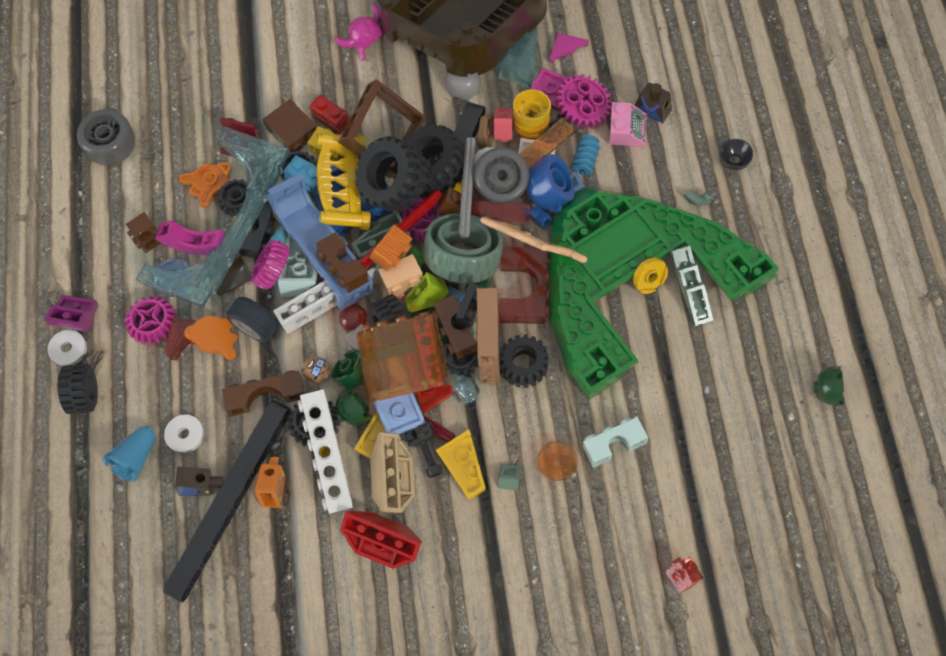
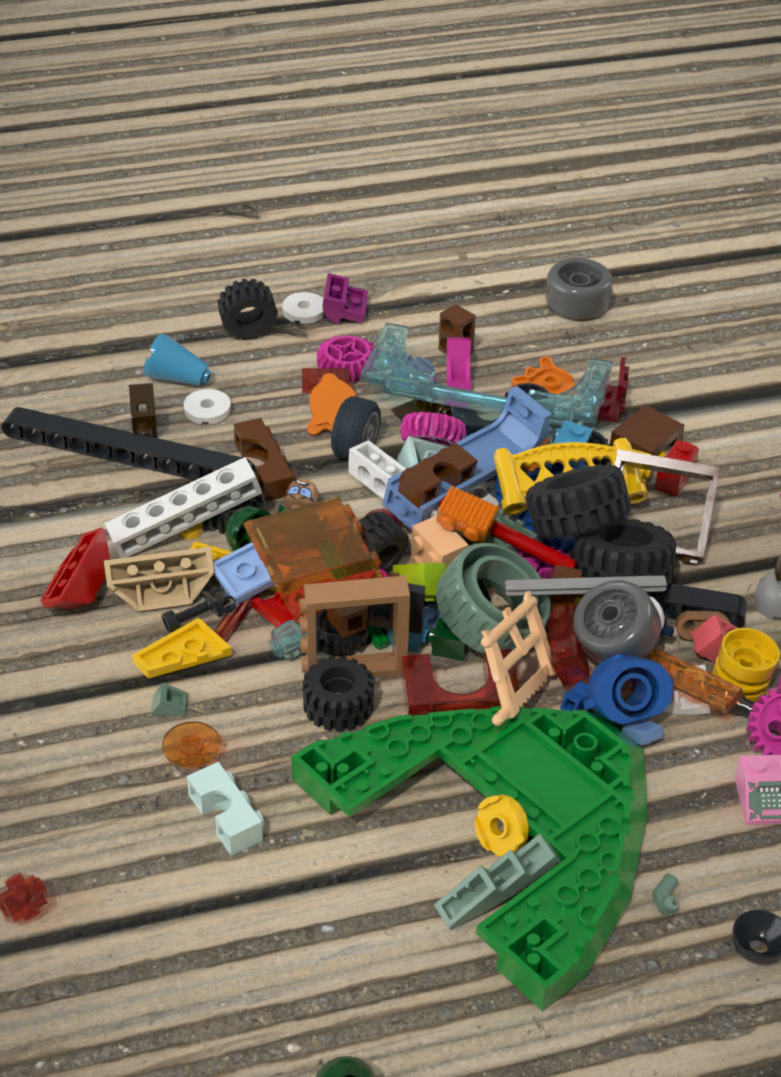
camera: 75 degrees right, 25 degrees down
(270, 484) = (143, 473): orange torso -> none
(586, 155) = (696, 740): dark azure piece -> none

